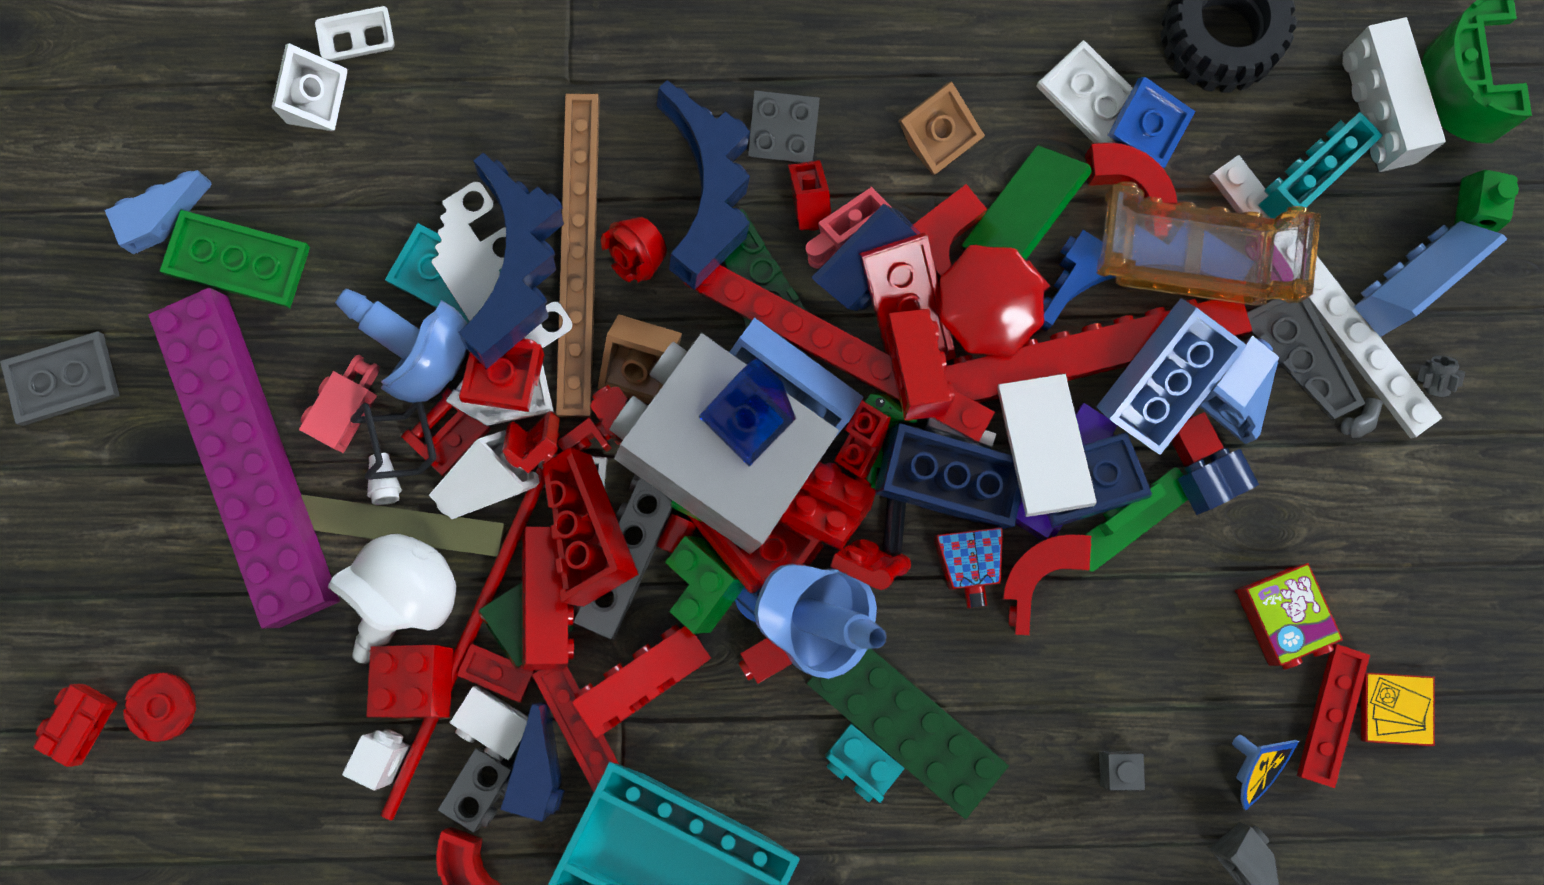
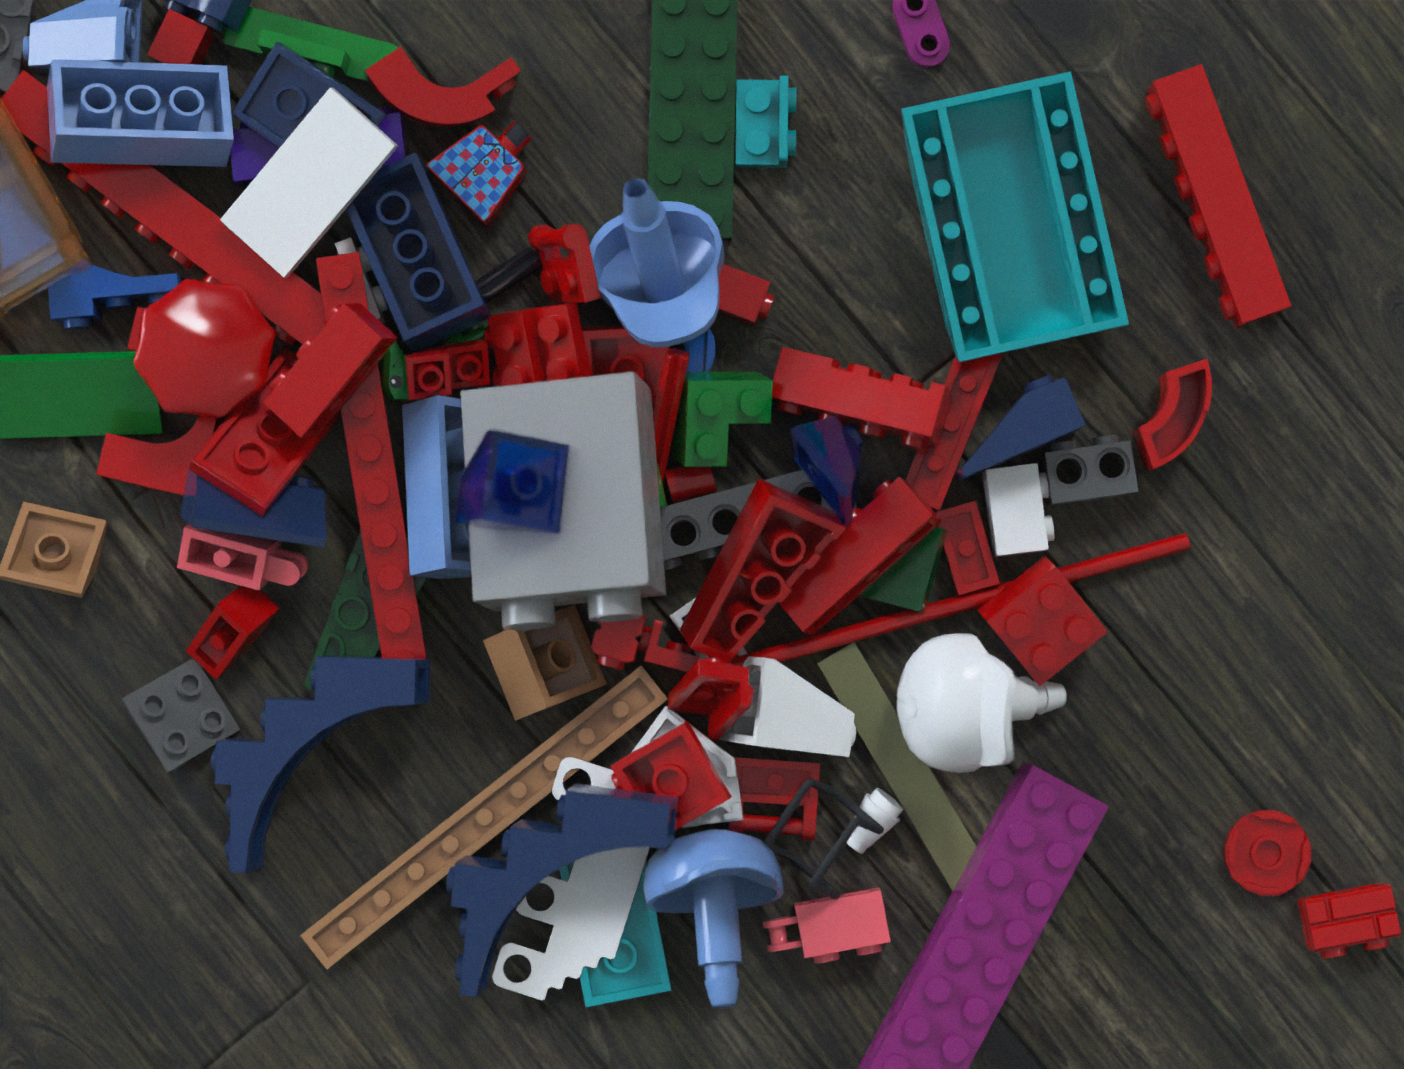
camera: 125 degrees left, 5 degrees up
(377, 759) = (1138, 590): white brick -> none
(610, 628) = (831, 461): none -> clear blue slope
(635, 248) = (433, 758): red cone -> none

